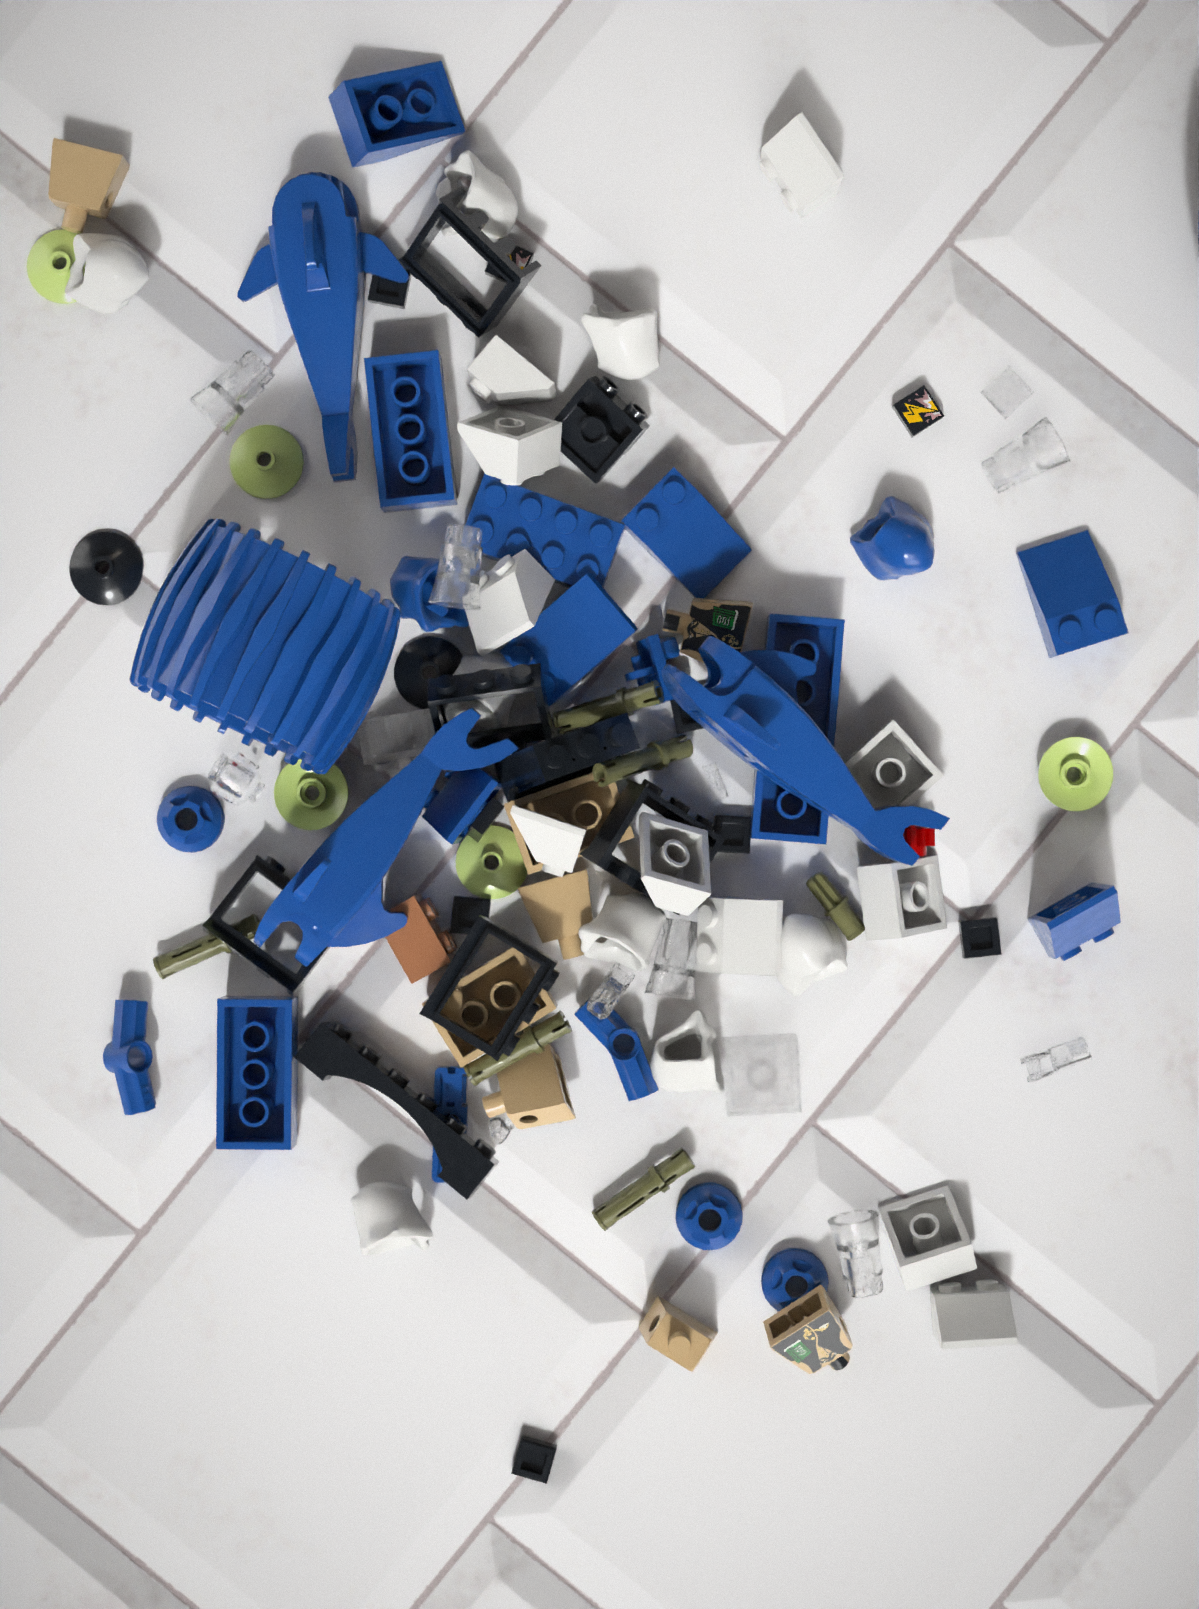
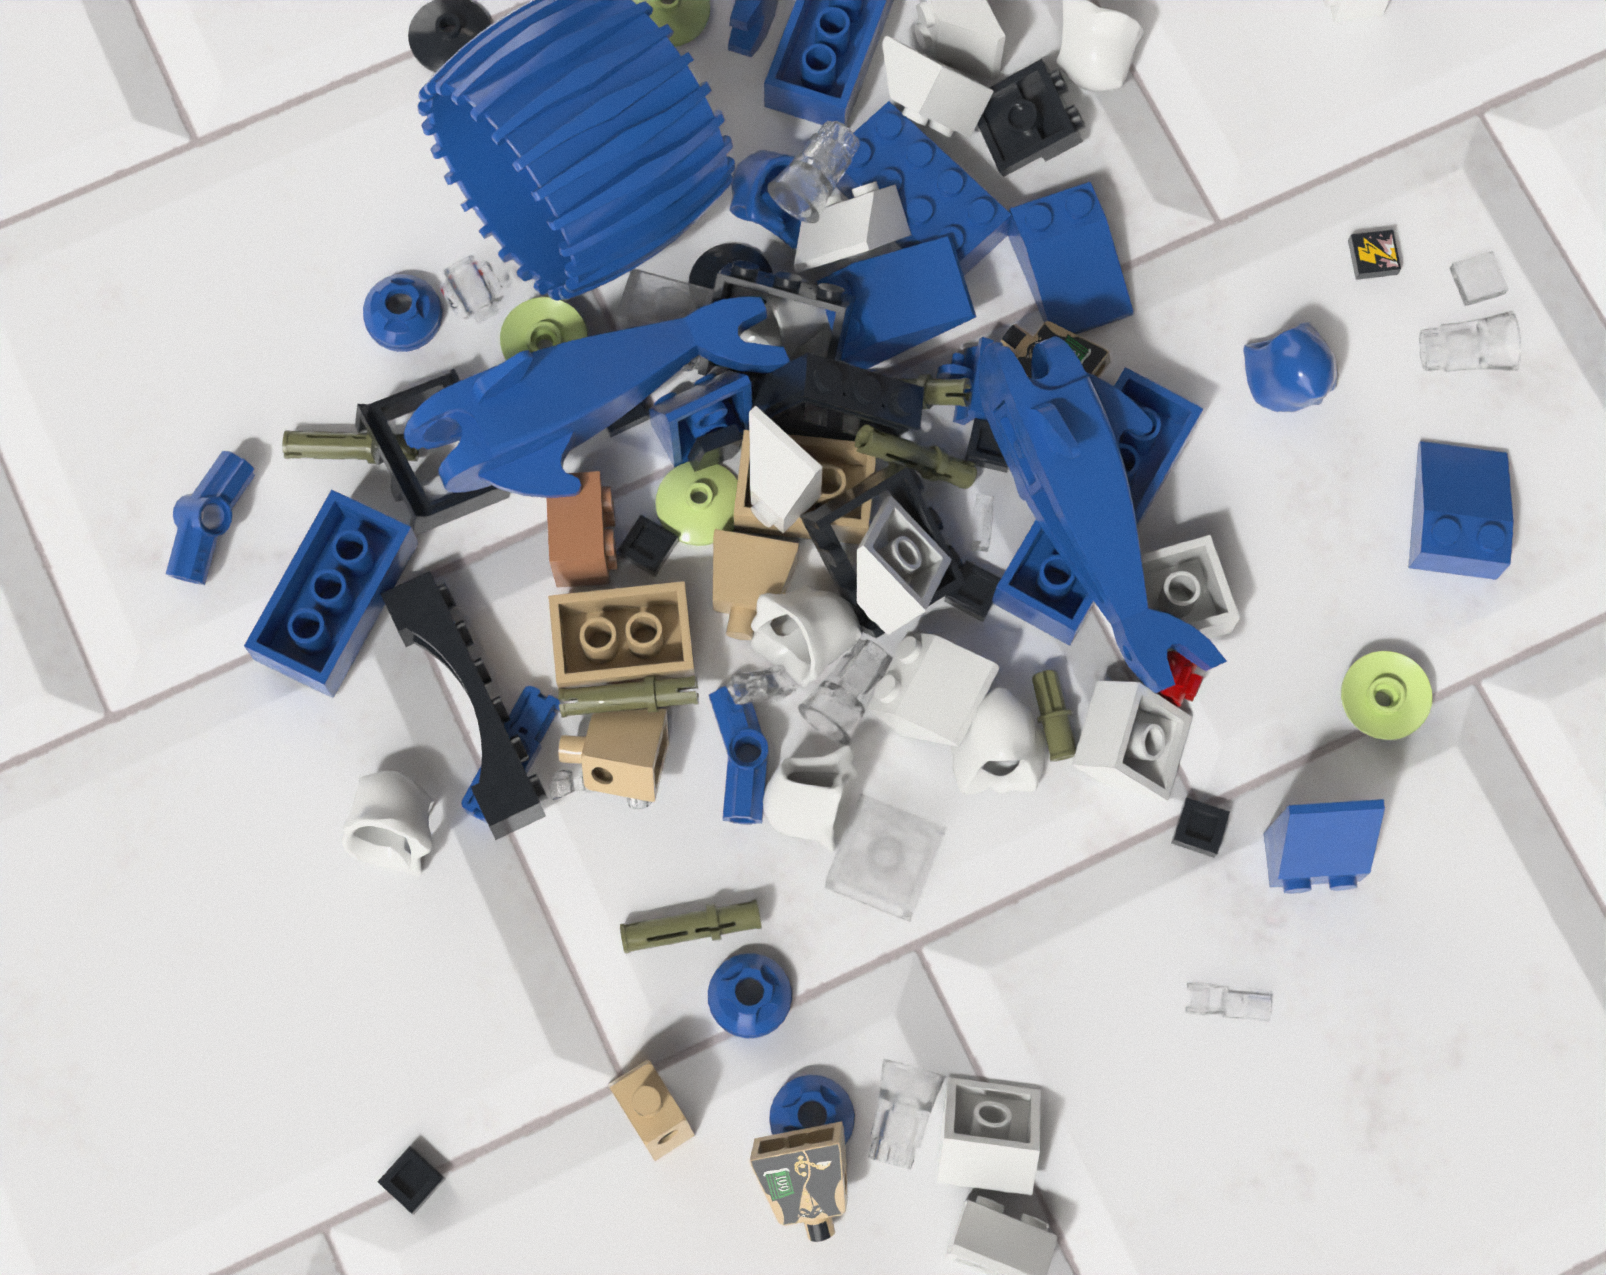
camera: 25 degrees right, 15 degrees down
(523, 1011) = (654, 646): black window -> none

